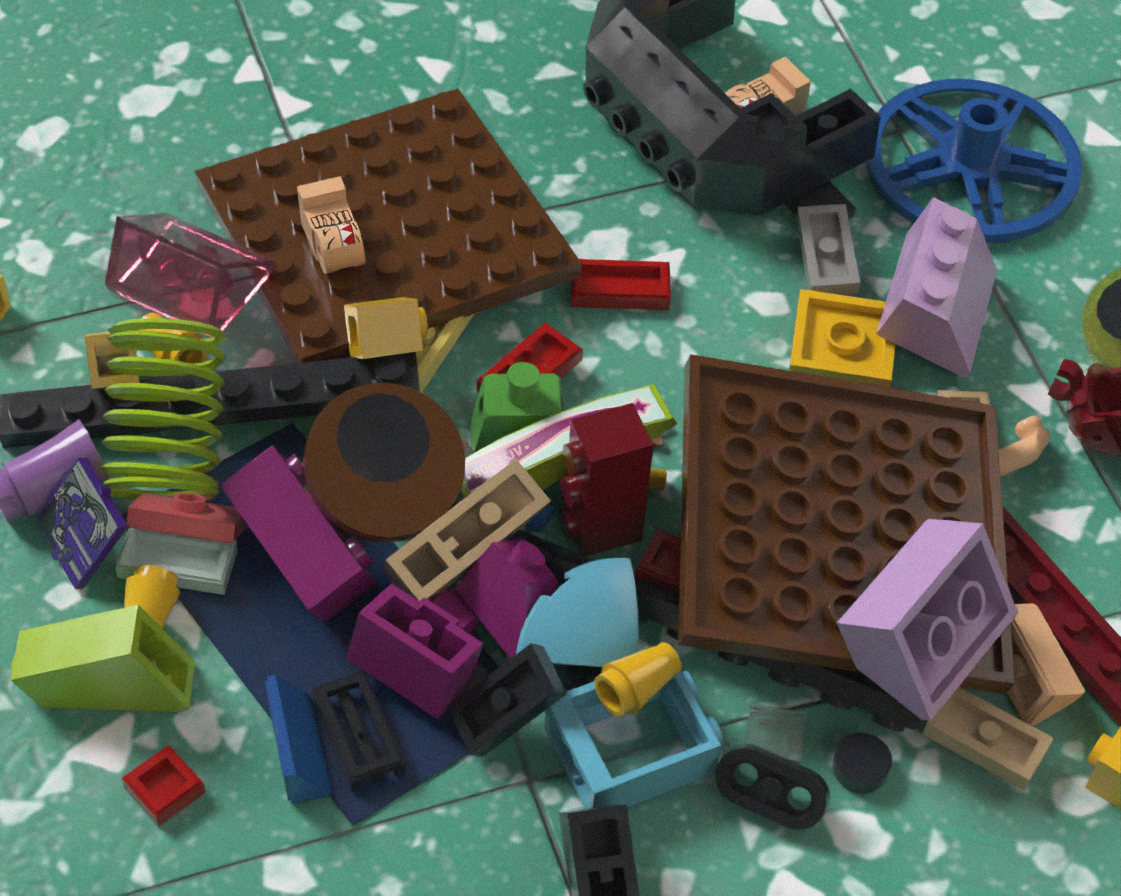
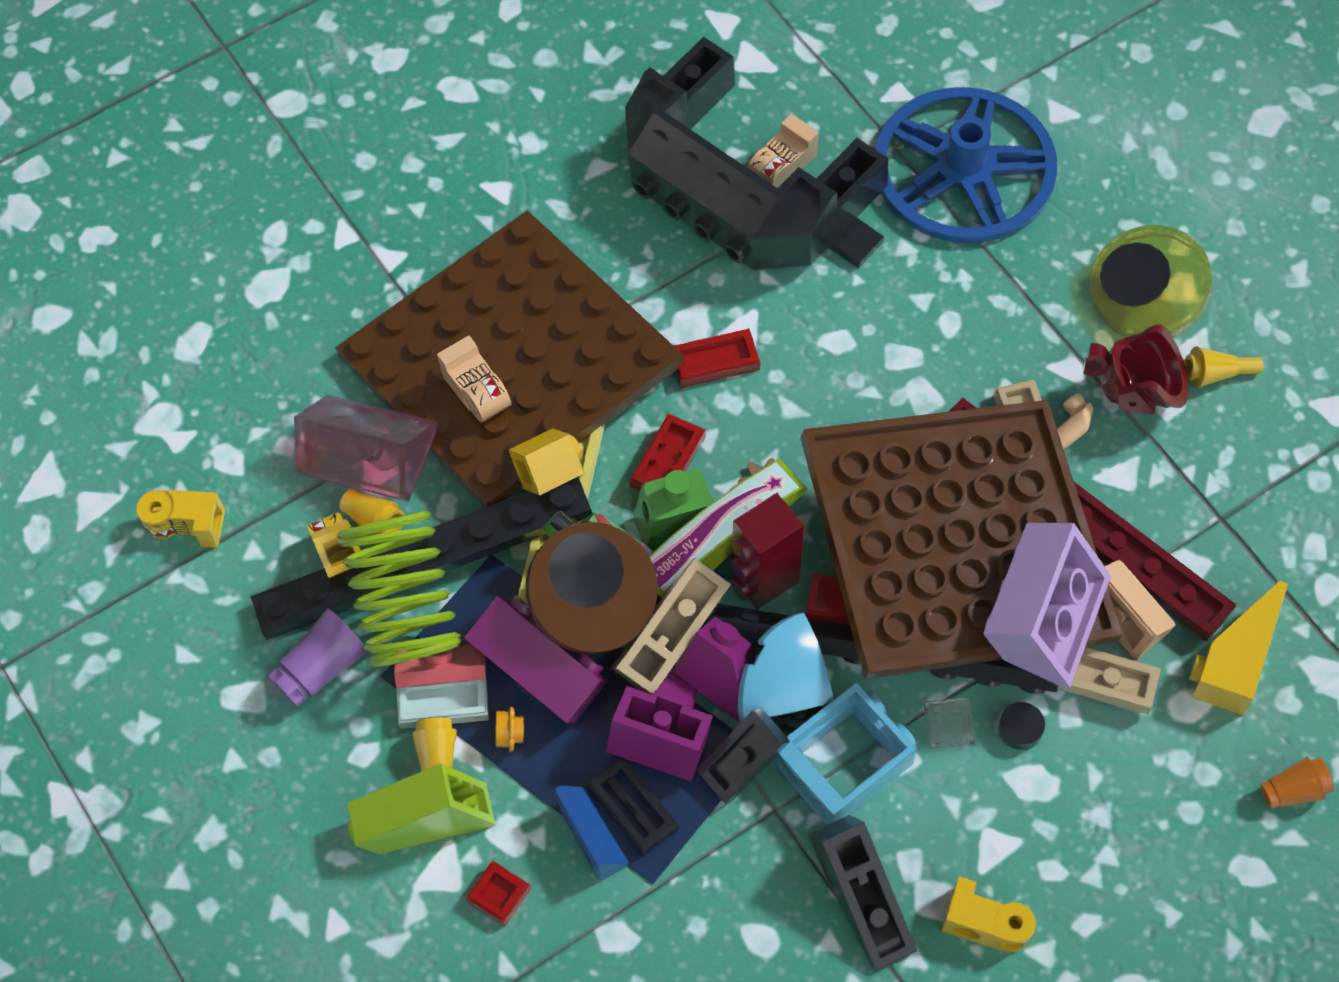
camera: 10 degrees left, 10 degrees up
(81, 523) = (361, 696): piece -> none
(241, 606) = (508, 729): none -> light orange plate
(635, 679) = (839, 714): yellow cone -> none
(773, 789) = (960, 769): black plate -> none
(828, 249) = (874, 284): light grey plate -> none
(839, 339) = (909, 364): yellow plate -> none
(940, 289) = (973, 299): lavender slope -> none

